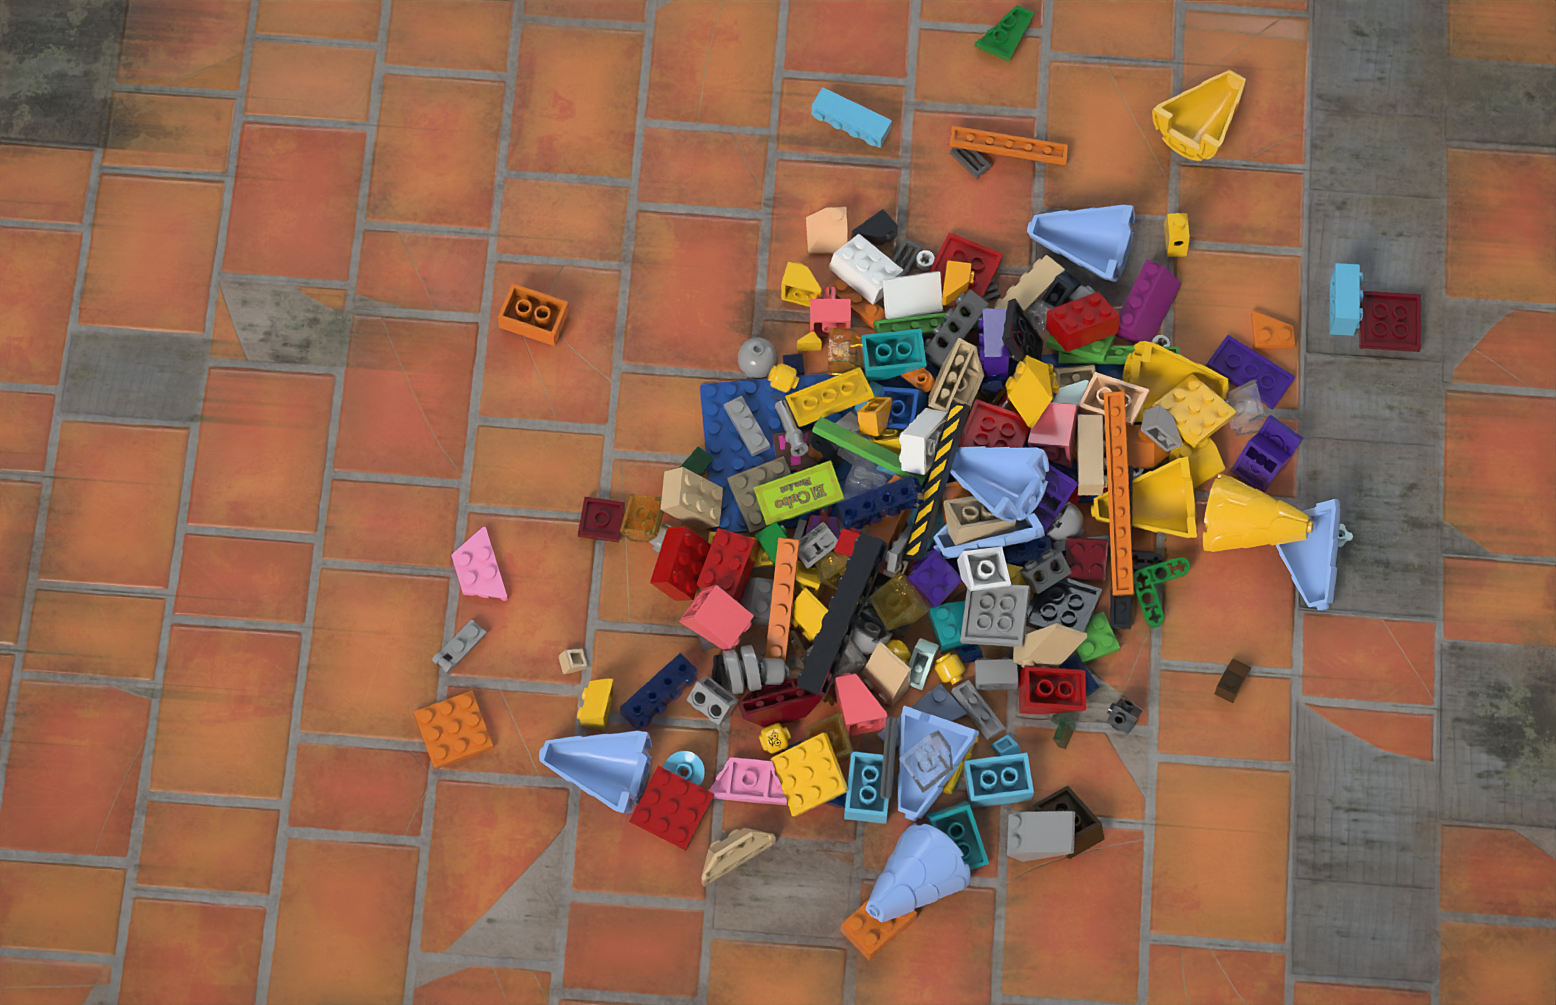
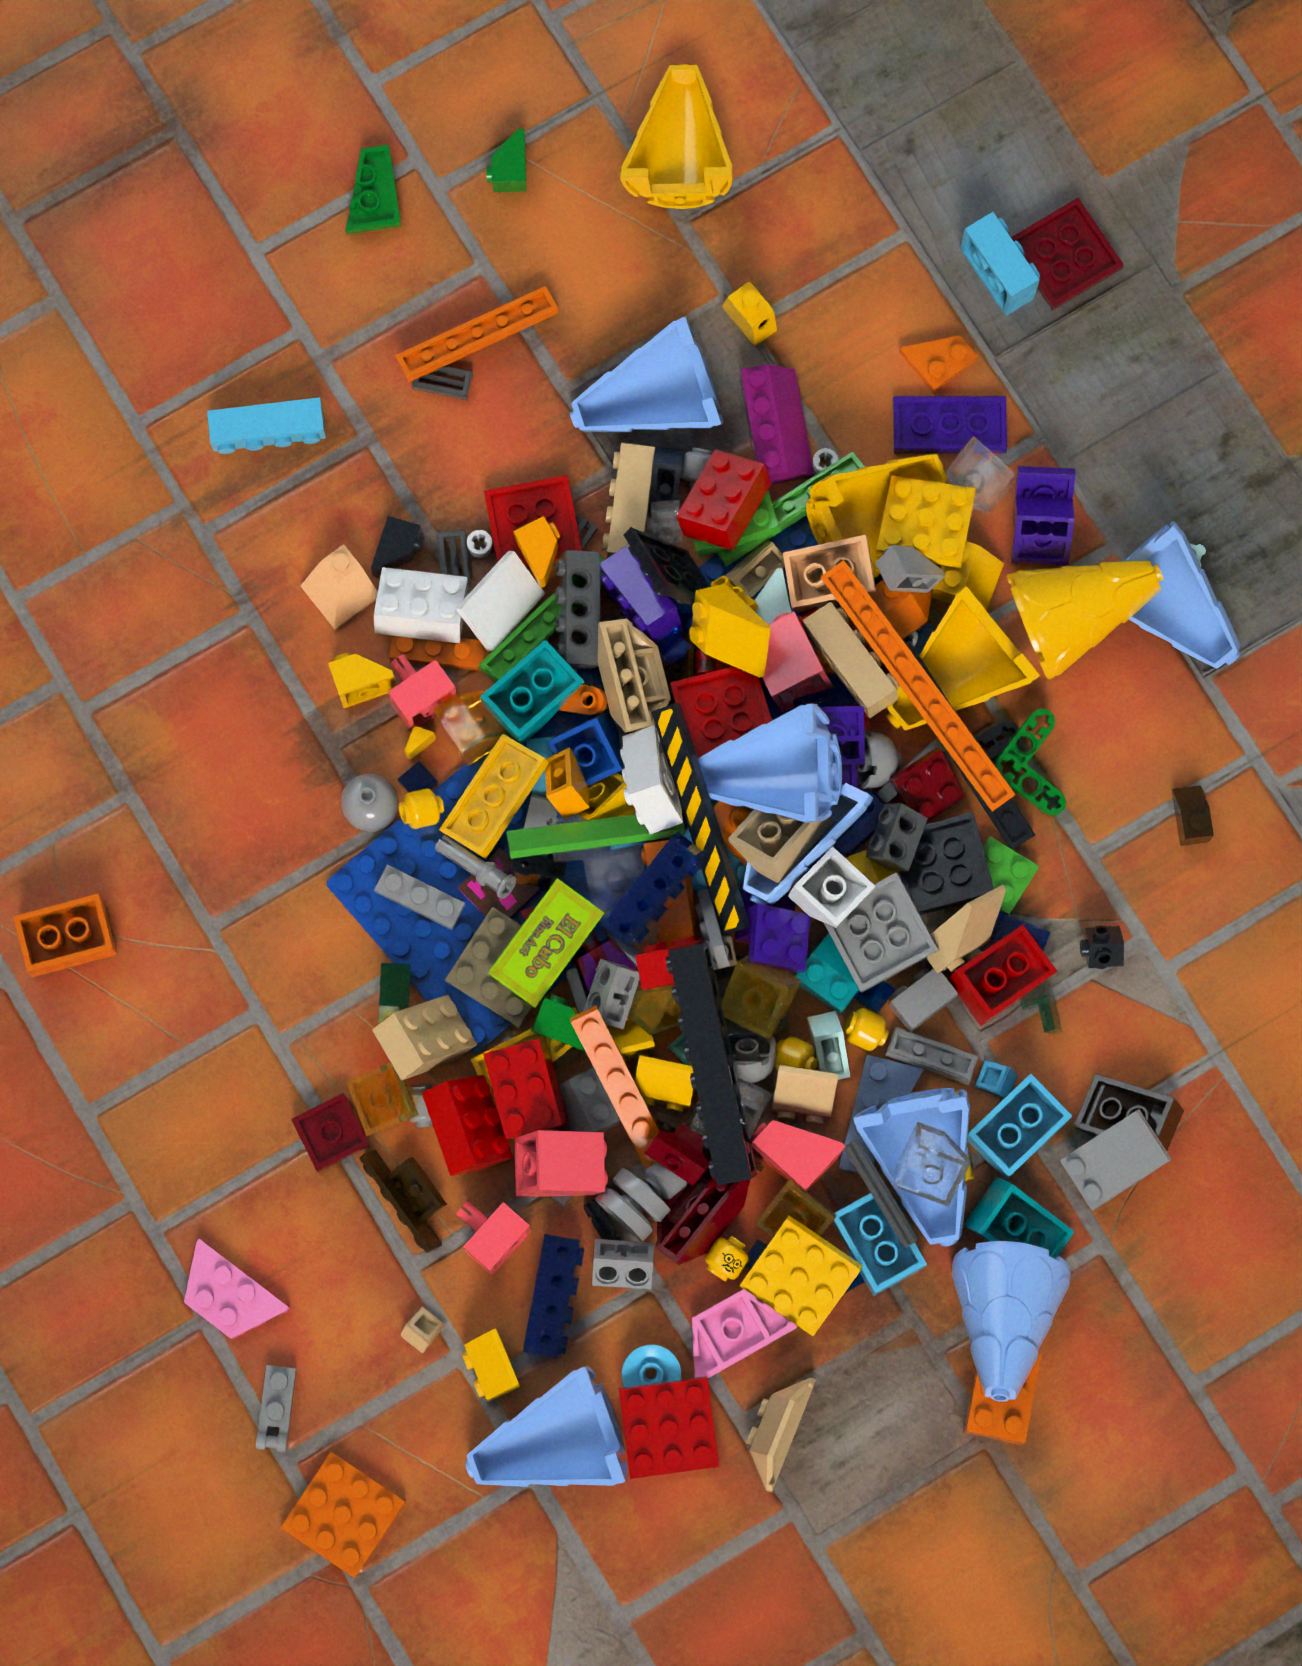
camera: 35 degrees left, 10 degrees up
(620, 582) = (410, 1195): none -> dark brown bracket
(650, 634) = (494, 1236): none -> coral brick
(788, 657) = (679, 1153): none -> dark red brick
(1096, 67) = (509, 165): none -> green slope

